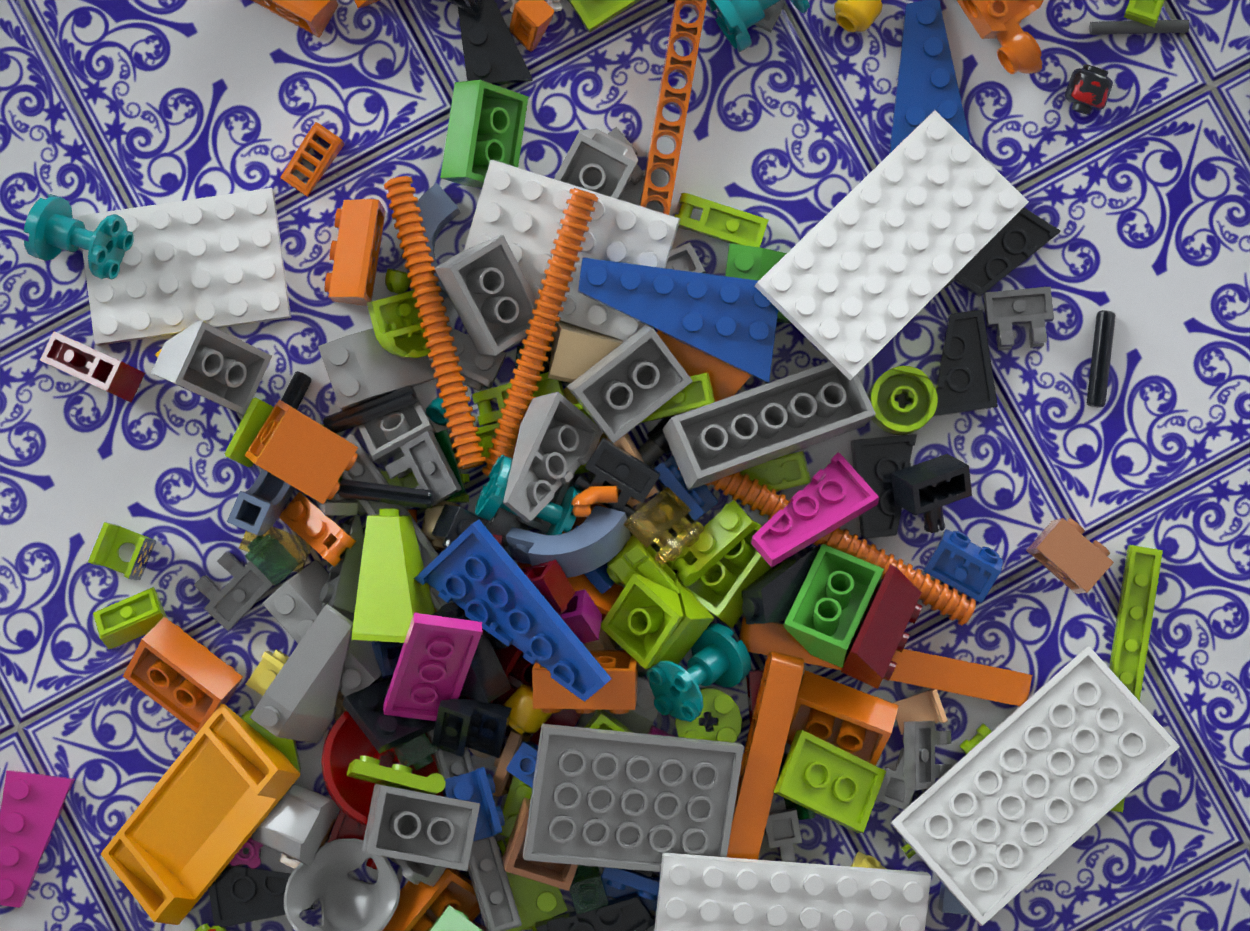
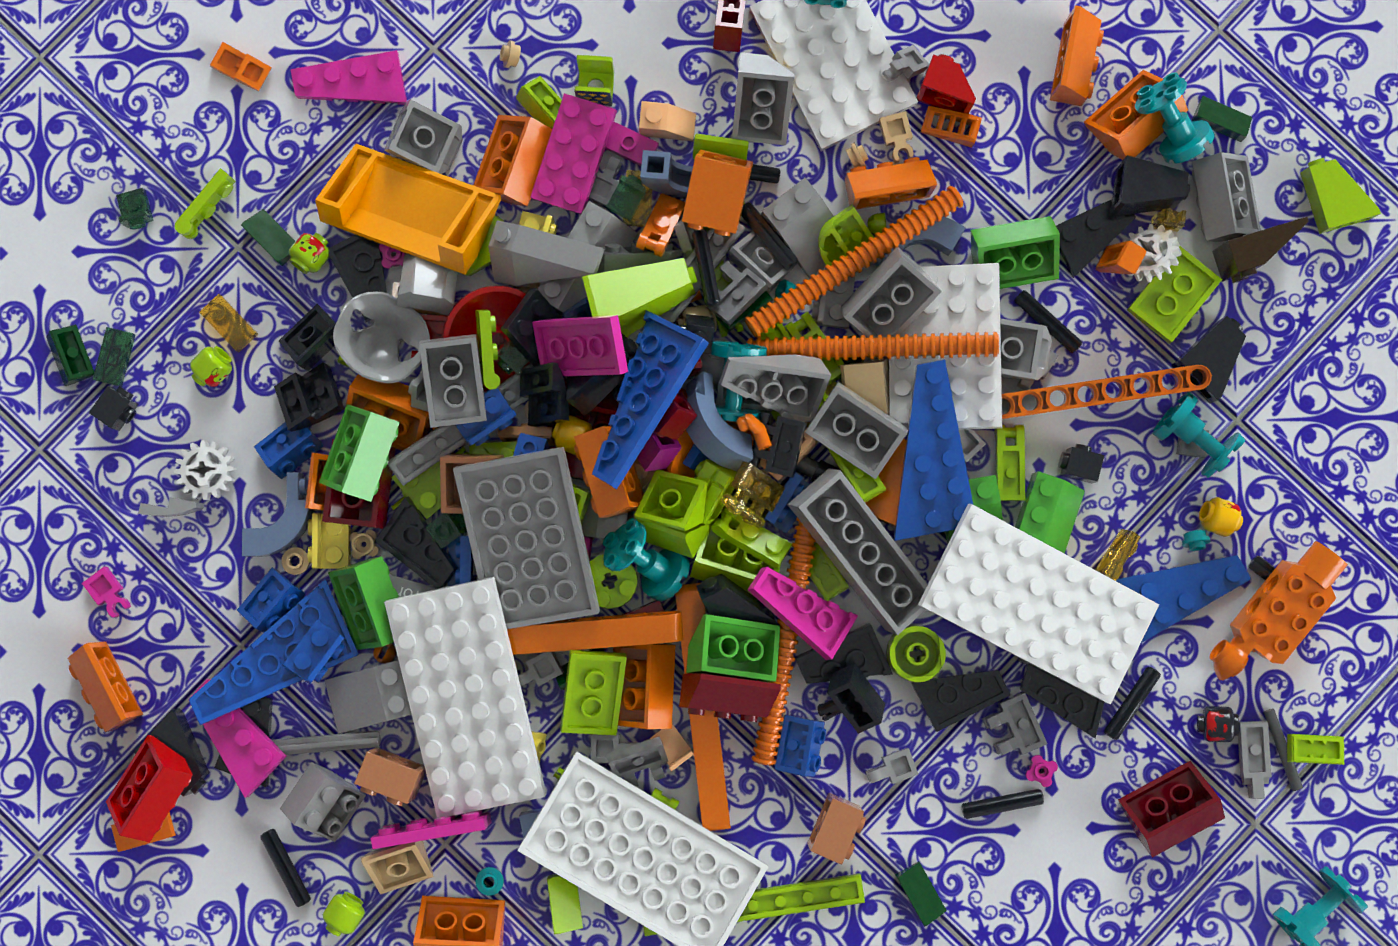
camera: 65 degrees right, 0 degrees up
(57, 639) = (510, 54): none -> tan plate
(122, 771) = (424, 138): none -> light grey slope
(198, 483) = (666, 121): none -> light nougat slope
(200, 603) = (573, 154): none -> dark pink plate
(206, 537) = (629, 143): none -> dark pink plate
(221, 185) = (908, 62): none -> light grey plate
(266, 150) = (946, 86): none -> red slope
(298, 224) = (896, 132): none -> tan plate
(311, 277) = (857, 155): none -> tan plate
(572, 125) = (1044, 317): none -> black axle
(747, 142) = (1081, 463): none -> black brick
(789, 196) = (1050, 510): none -> bright green slope
(859, 132) = (1121, 548): none -> clear yellow plate
(875, 44) = (1195, 540): none -> teal plate
(1022, 463) = (896, 766): none -> light grey plate
(1034, 176) = (1132, 703): none -> black axle
(1058, 892) = (564, 904): none -> lime slope
(1078, 312) = (1034, 774): none -> dark pink plate
(1137, 61) = (1254, 757): none -> light grey hinge
(1165, 172) = (1172, 808): none -> dark red slope
(1172, 483) = (921, 893): none -> dark green slope

